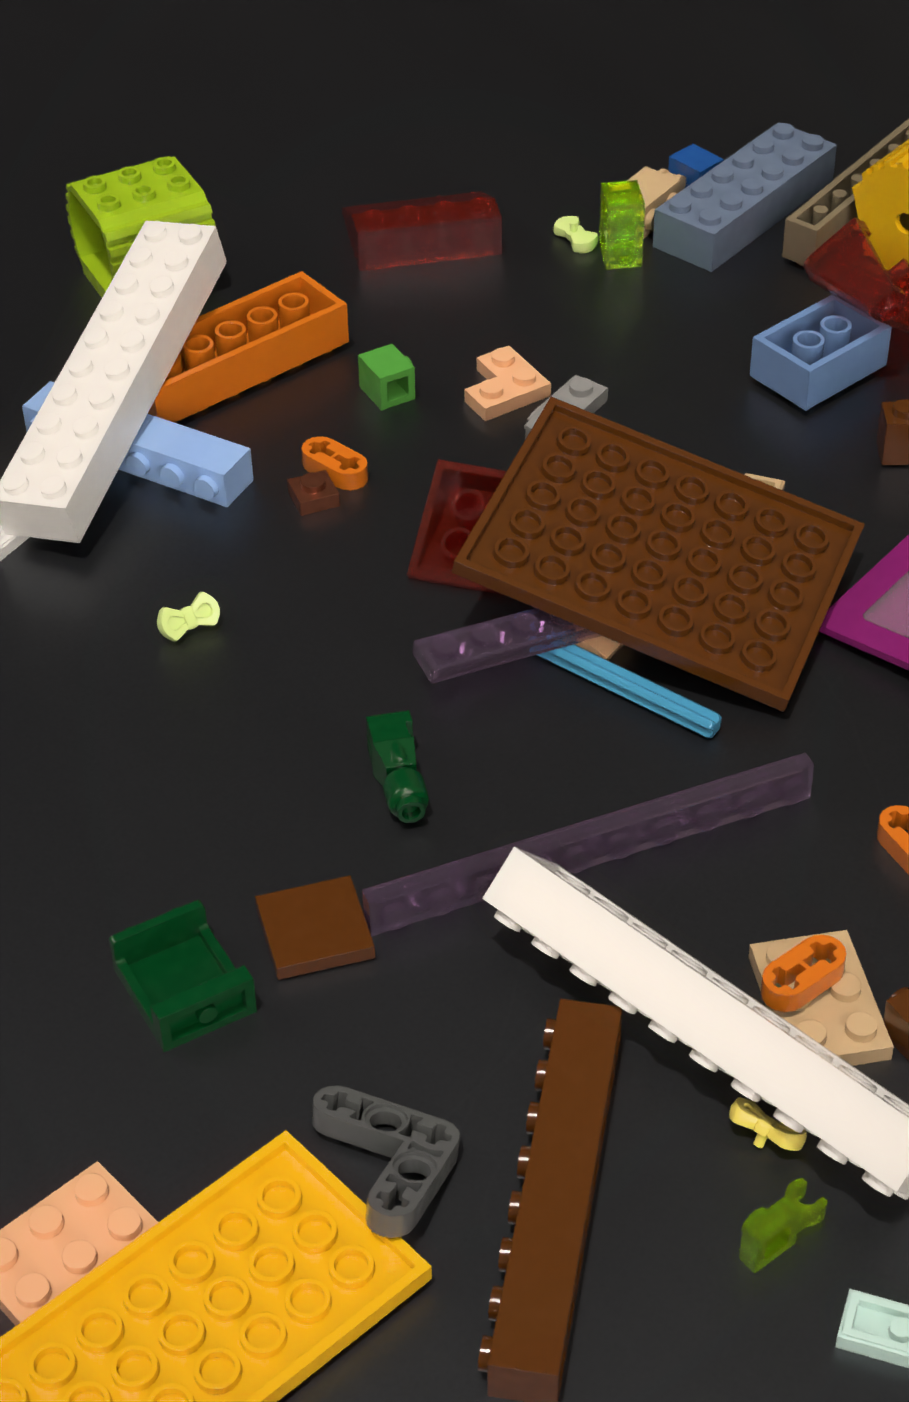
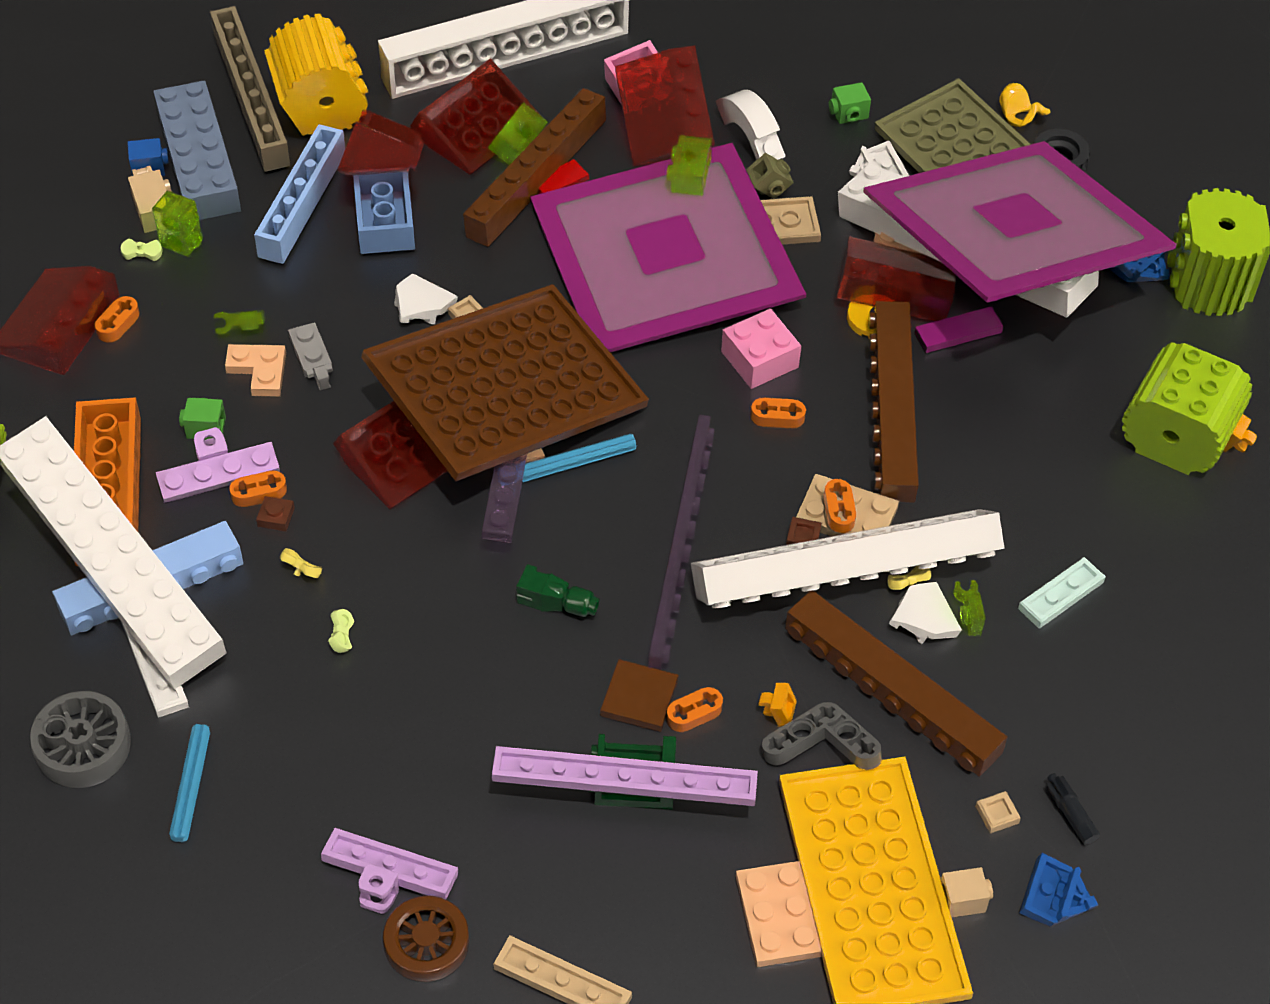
camera: 60 degrees left, 10 degrees up
(143, 958) = (625, 776): none -> lavender plate
(258, 534) = (291, 557): none -> light yellow piece
(332, 415) = (214, 466): none -> lavender plate
(335, 993) = (693, 708): none -> orange beam
(411, 1076) = (779, 704): none -> light orange tile
(464, 263) = (113, 317): none -> orange beam
(556, 340) = (247, 319): none -> clear neon green plate
(720, 1174) = (926, 613): none -> white slope
(732, 961) = (803, 530): none -> copper plate
(734, 444) = (421, 299): none -> white slope
(739, 289) = (300, 194): none -> light blue brick

